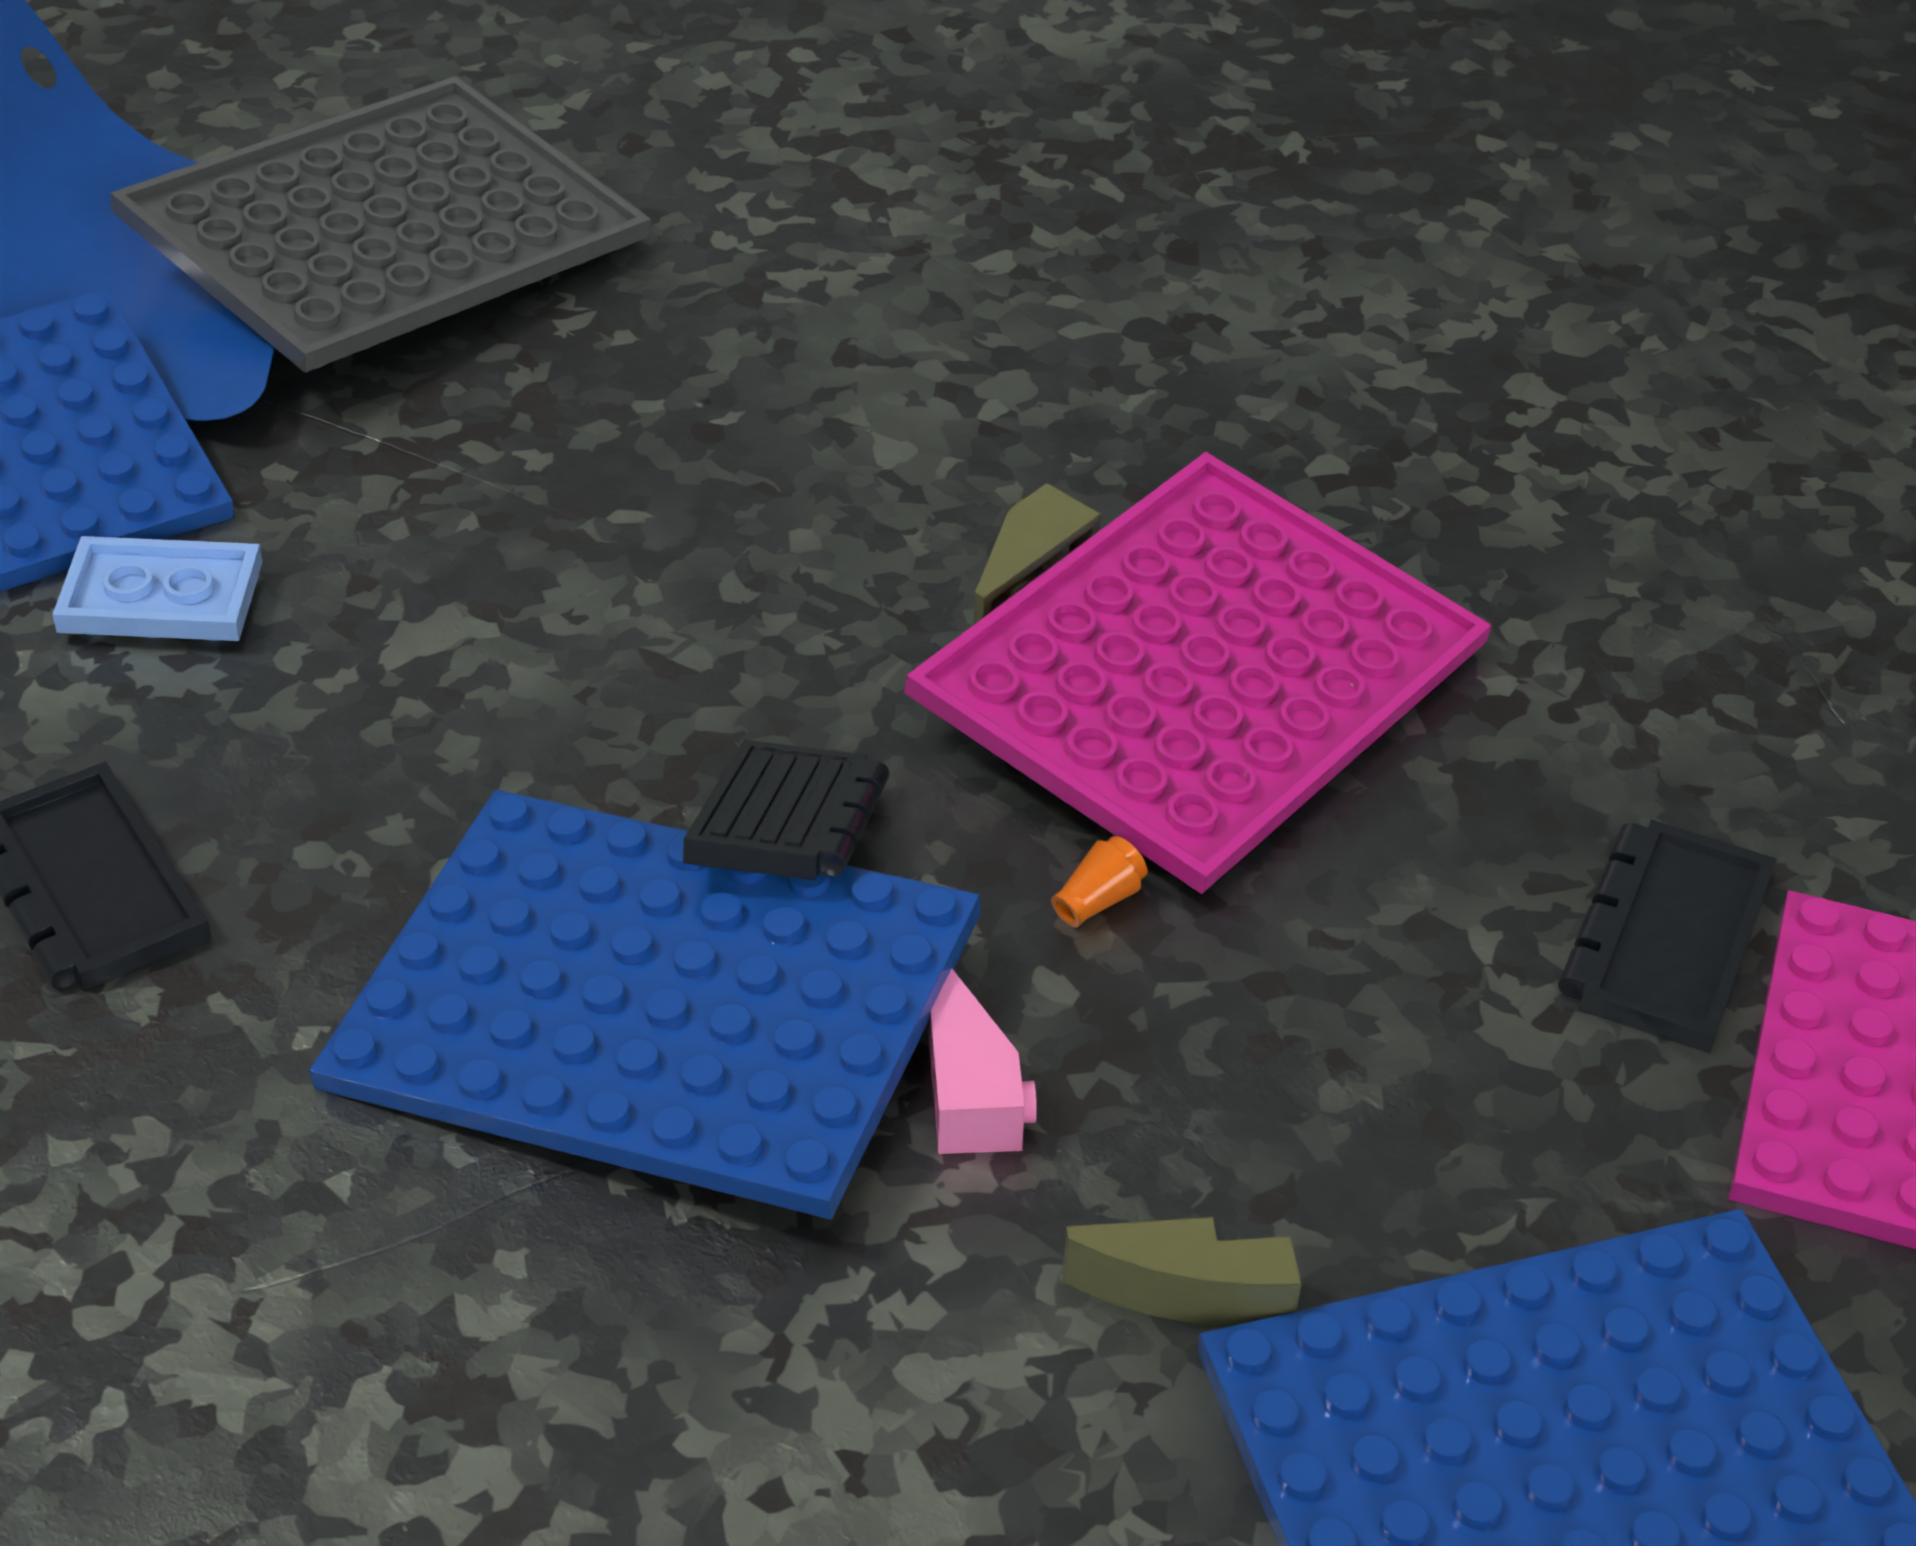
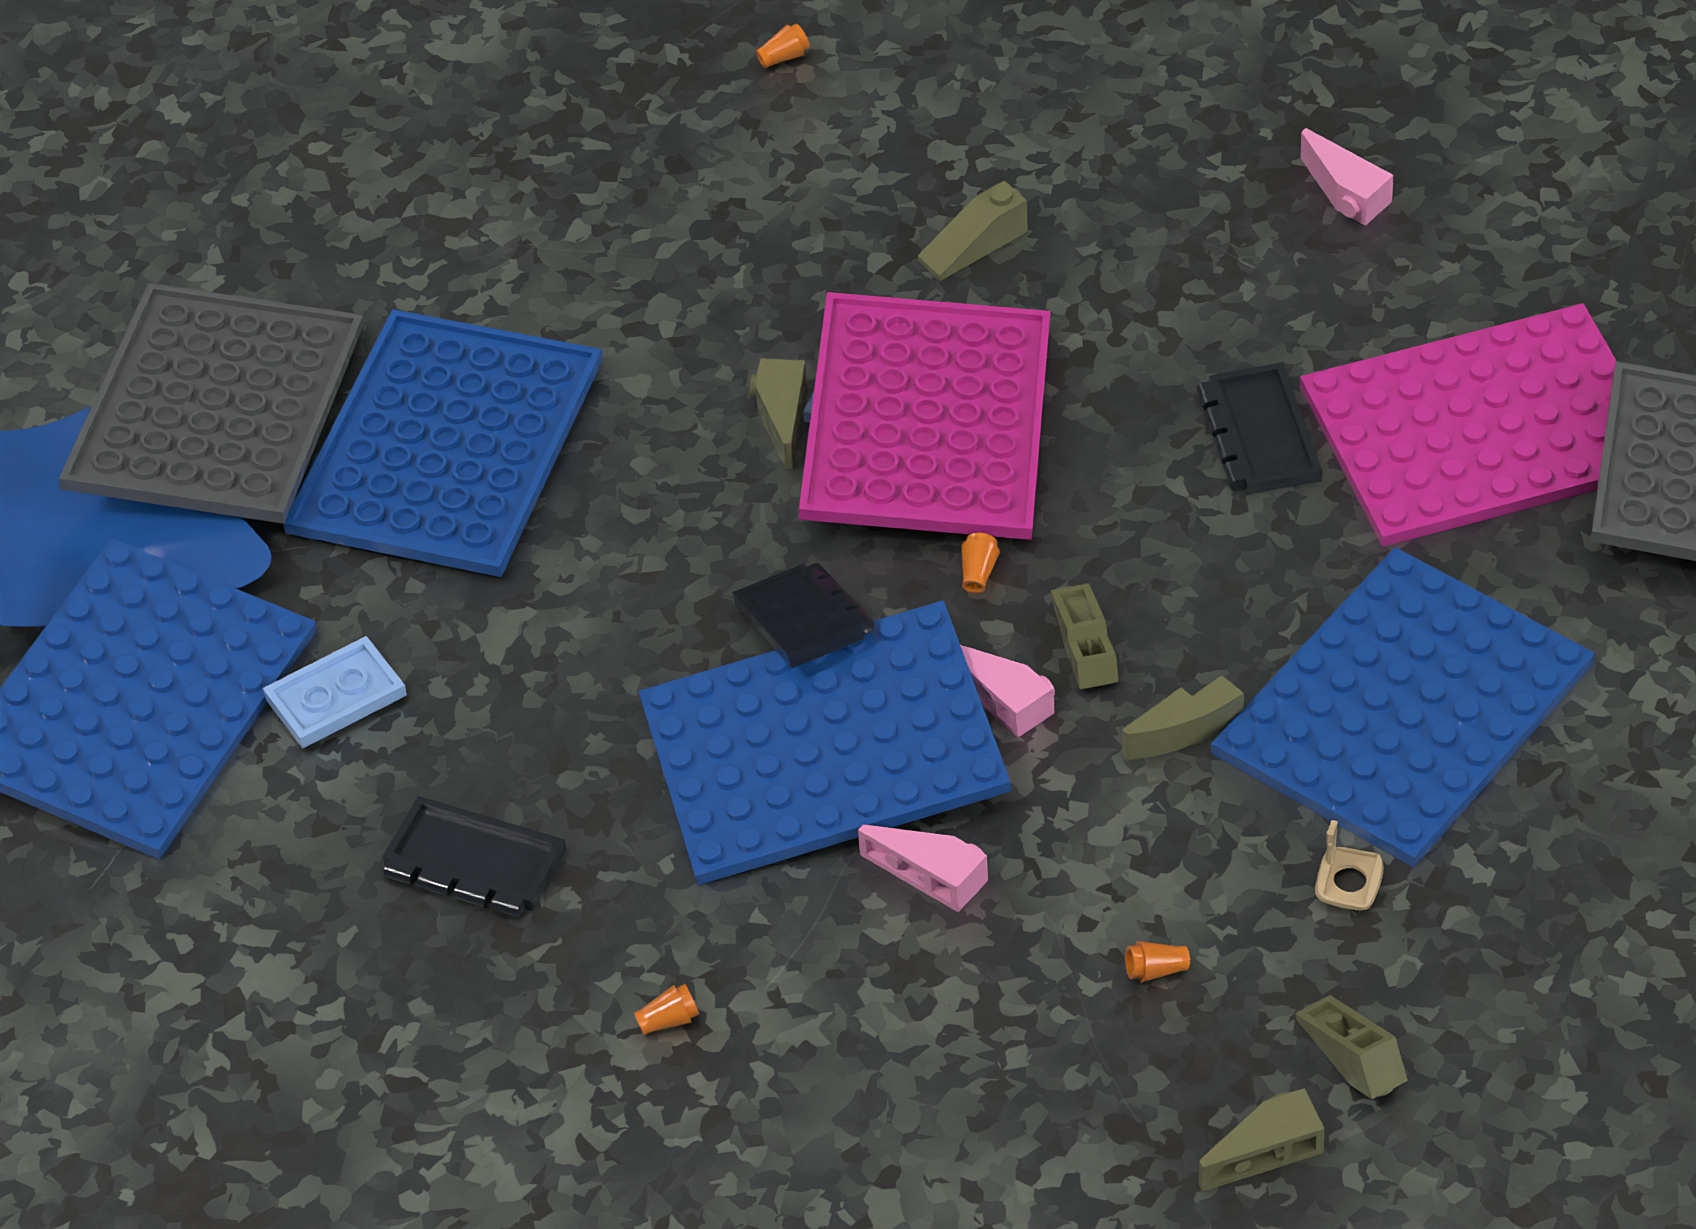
camera: 30 degrees left, 5 degrees up
(76, 1233) = (667, 1010): none -> orange cone
(594, 395) = (444, 442): none -> blue plate
(630, 1255) = (928, 861): none -> bright pink slope
(1153, 1067) = (1085, 636): none -> olive slope
(1425, 188) = (783, 46): none -> orange cone
(1487, 486) = (979, 229): none -> olive slope

